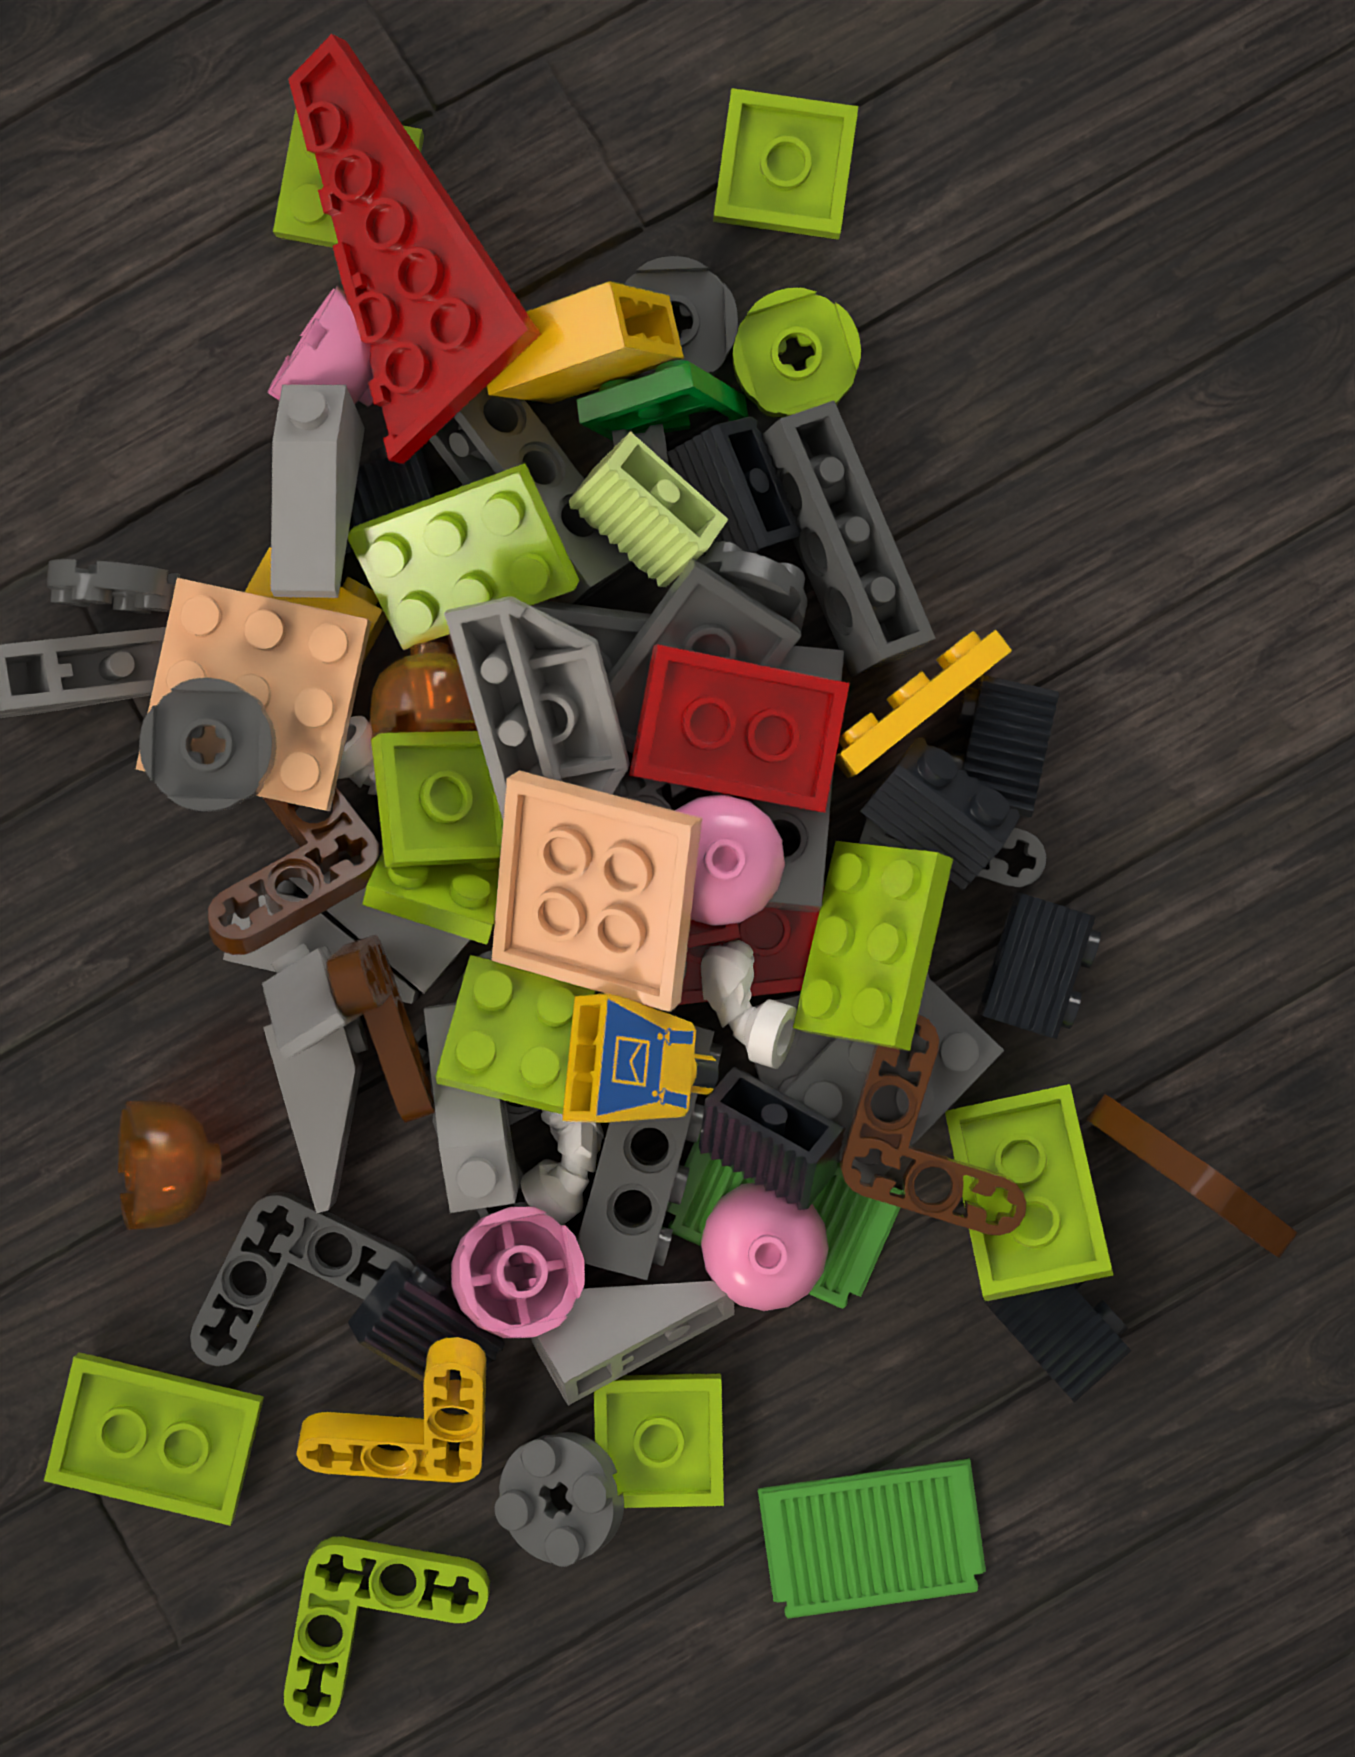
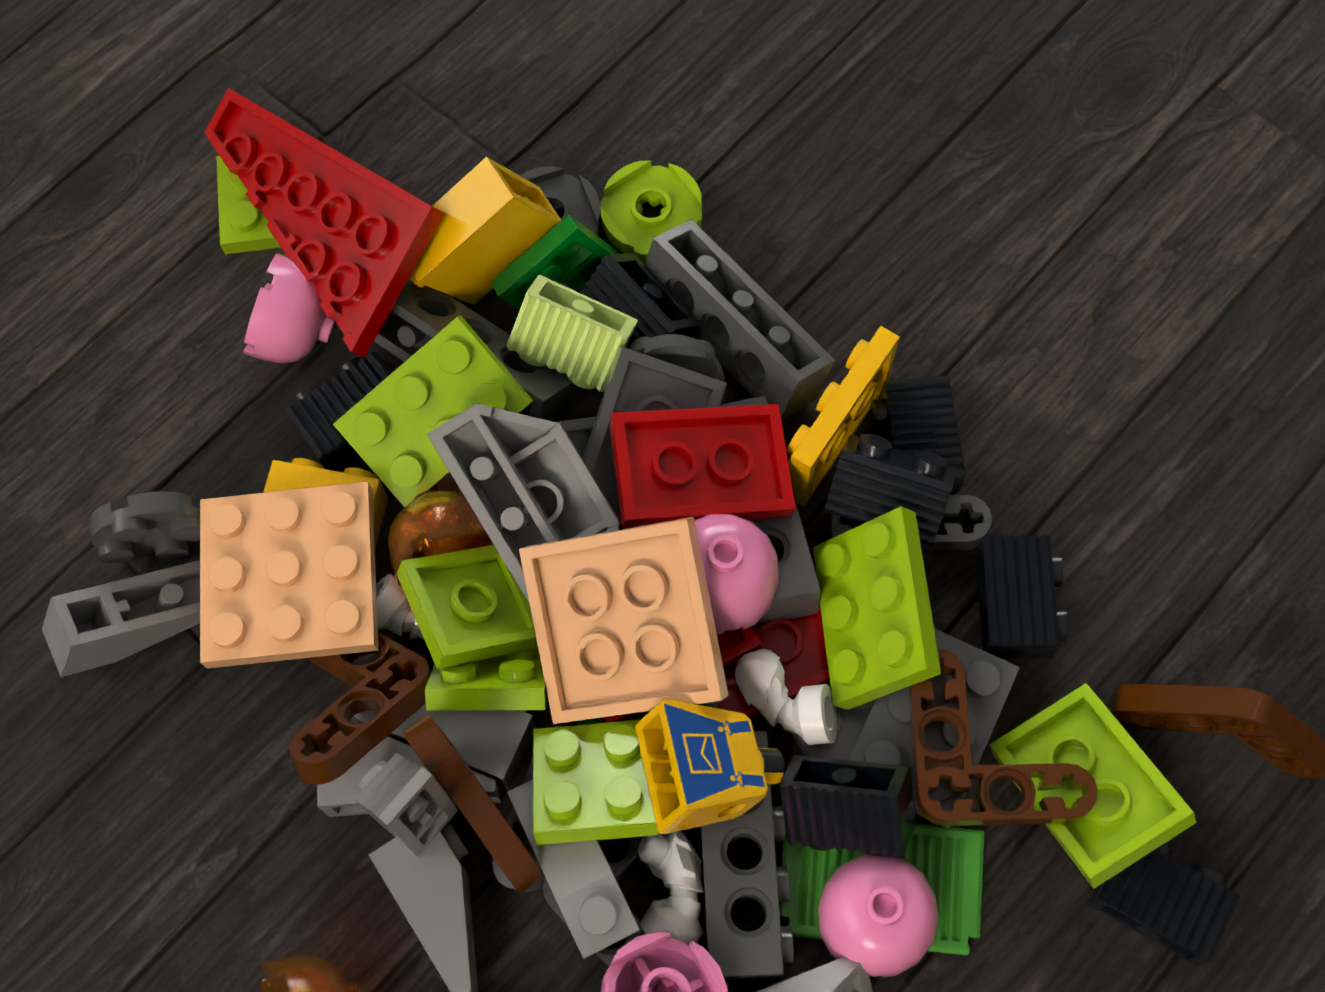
camera: 20 degrees left, 20 degrees down
(181, 772) = (229, 596): dark grey plate -> none
(313, 488) = (295, 393): light grey slope -> none
(785, 164) = (598, 89): lime plate -> none

